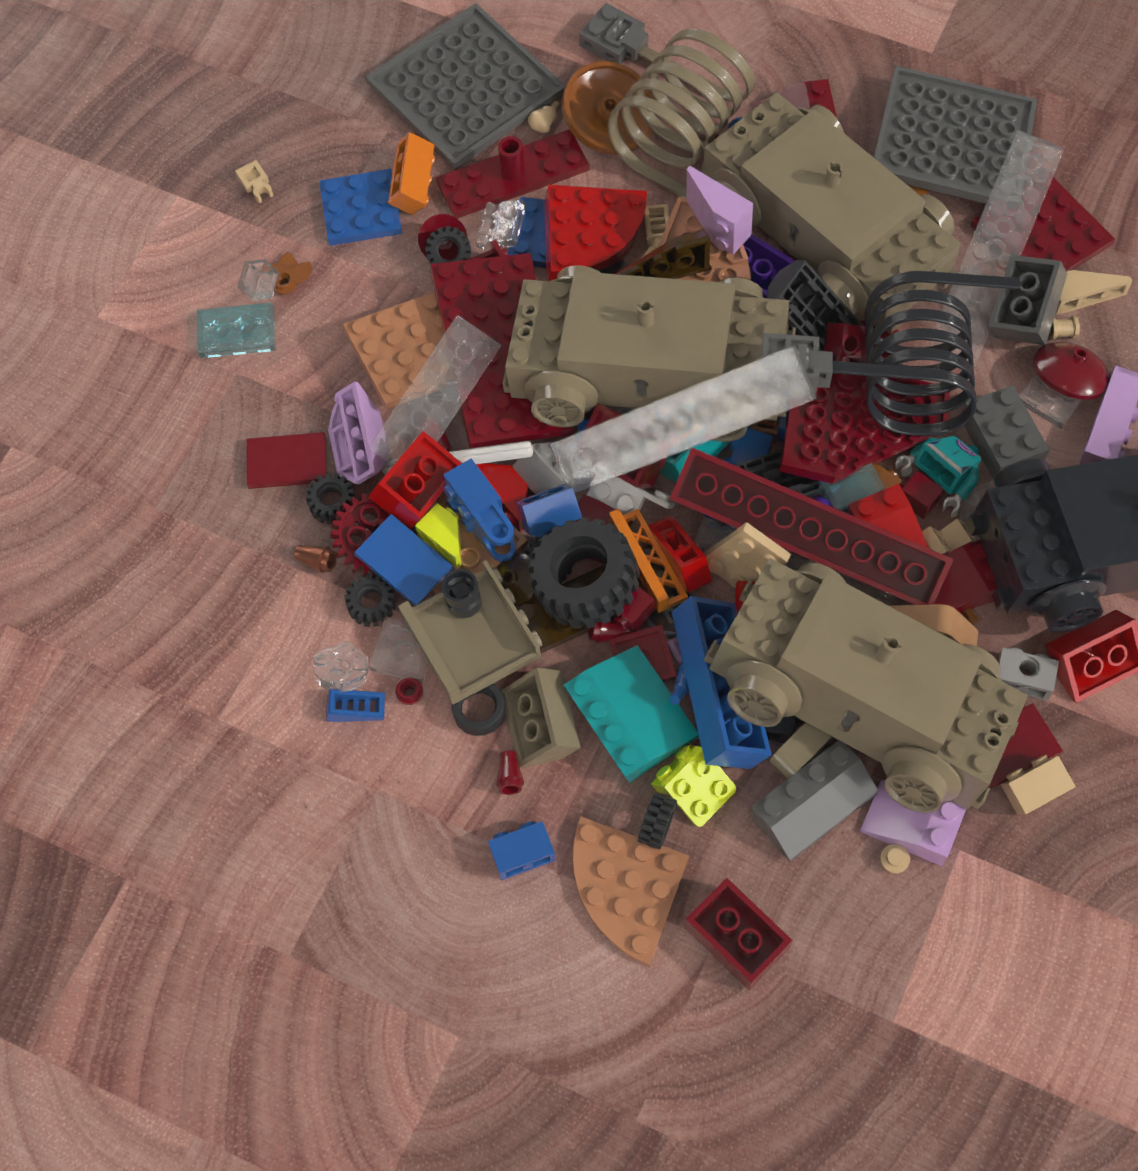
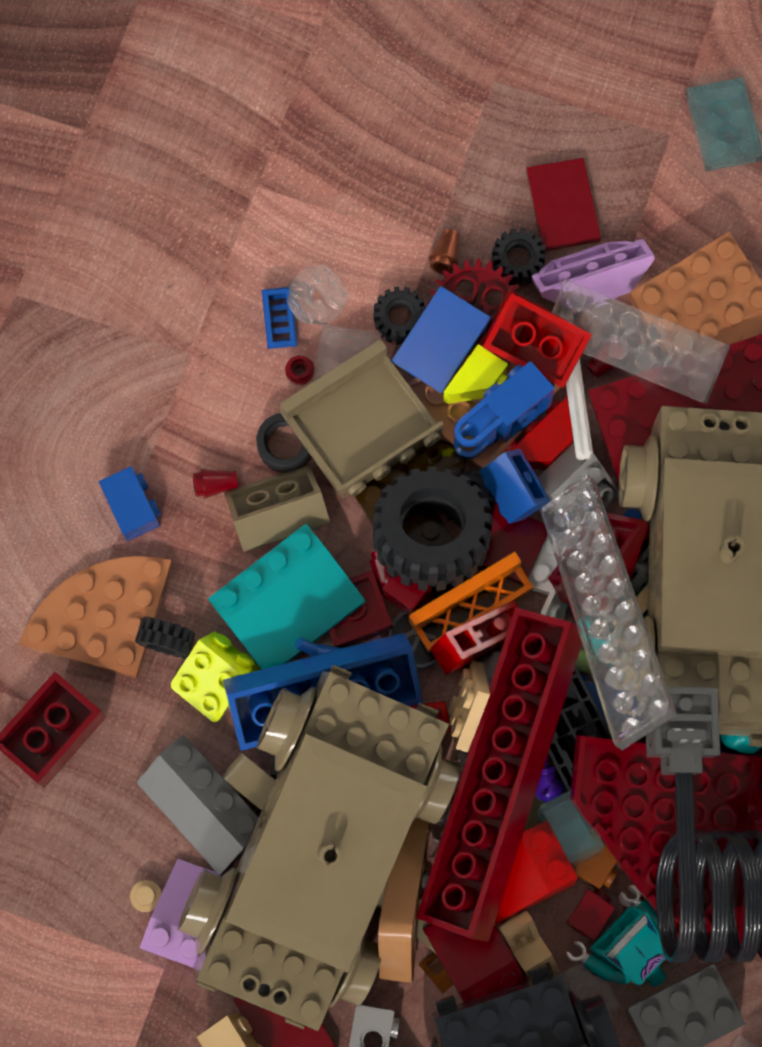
camera: 85 degrees right, 10 degrees up
(461, 593) = (398, 402): black wheel -> none

